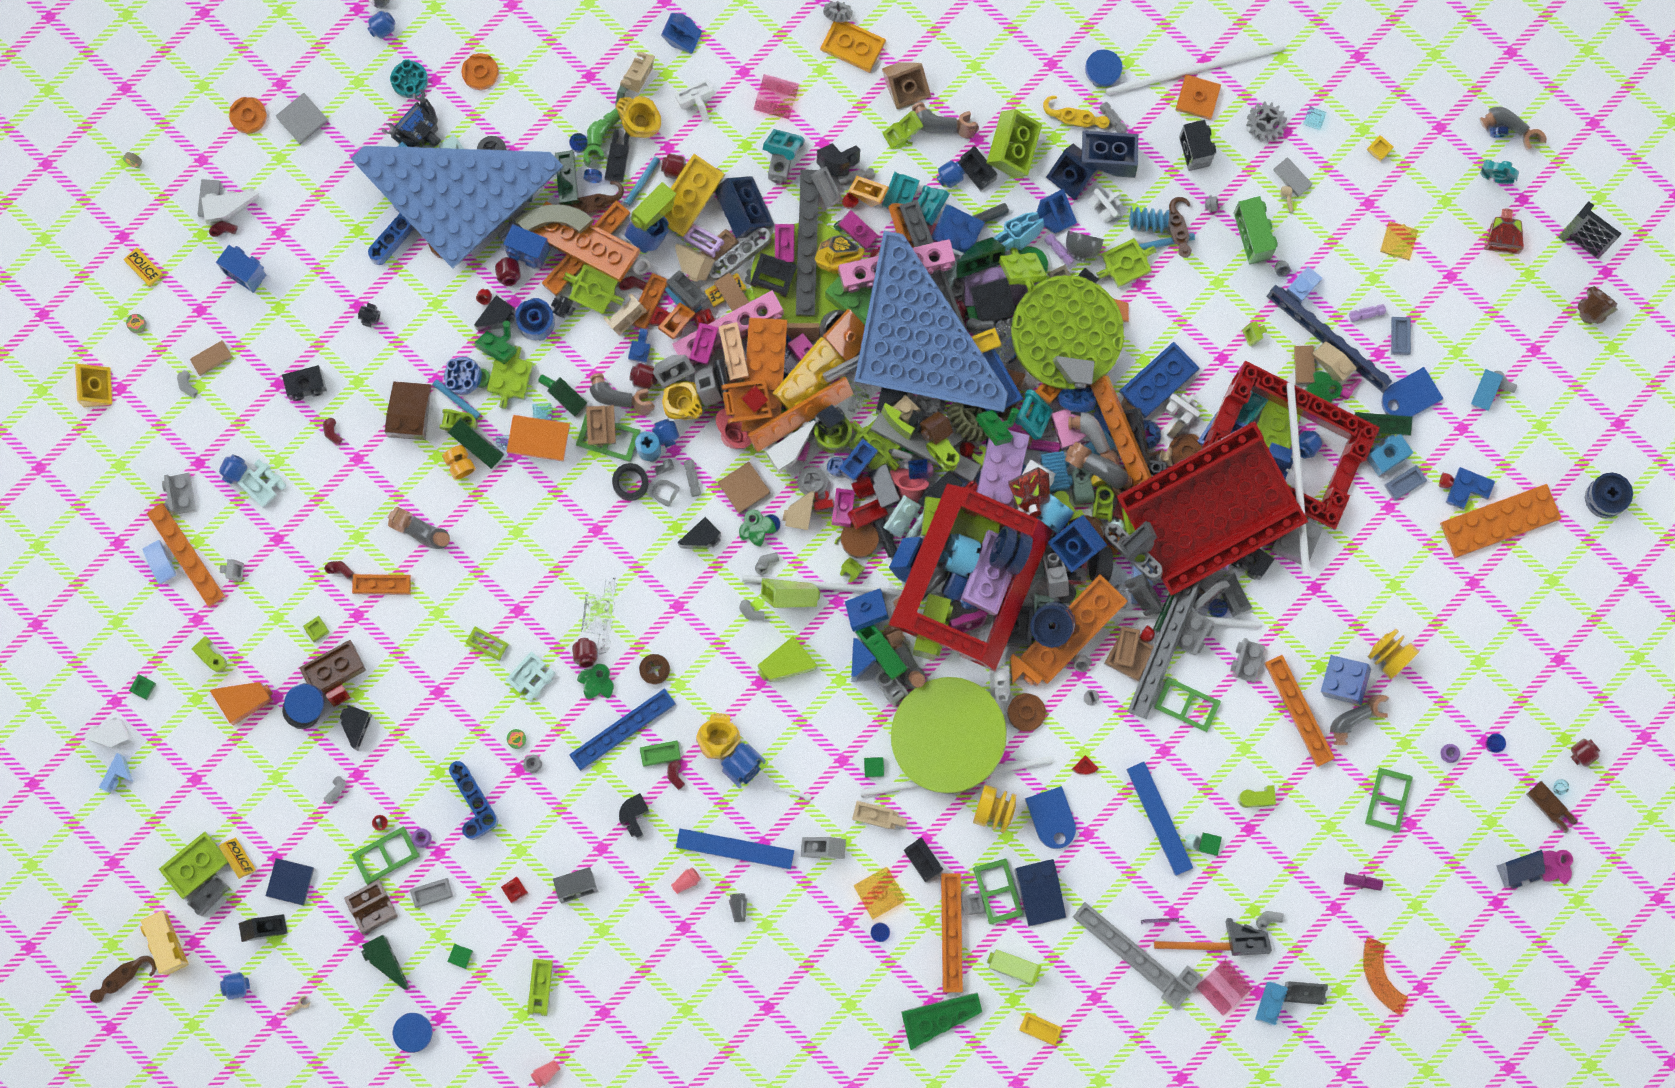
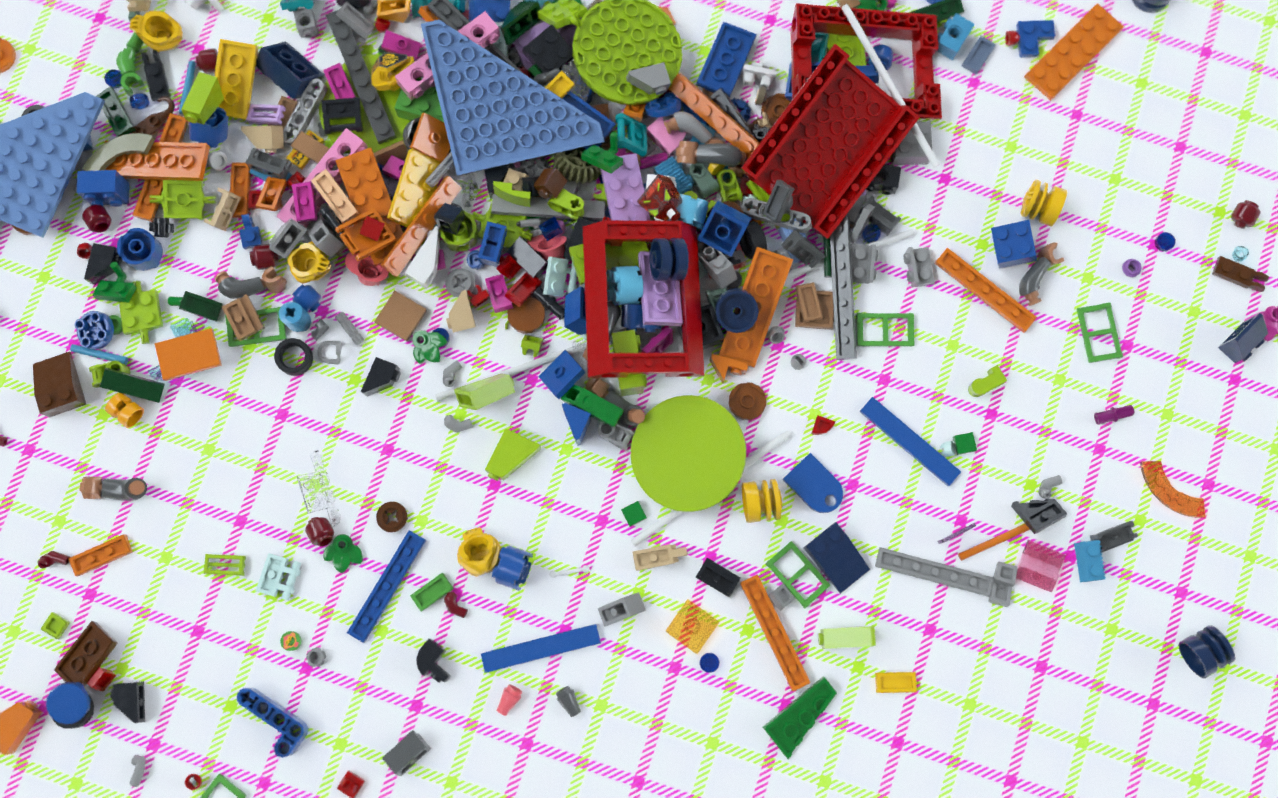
camera: 25 degrees left, 0 degrees up
(415, 838) = (235, 776): medium lavender plate -> none
(631, 282) = (216, 179): dark red arm -> none
(967, 449) = (586, 193): red hinge -> none
(1000, 683) = (712, 385): white hips -> none
(1147, 634) = (821, 283): red hinge -> none

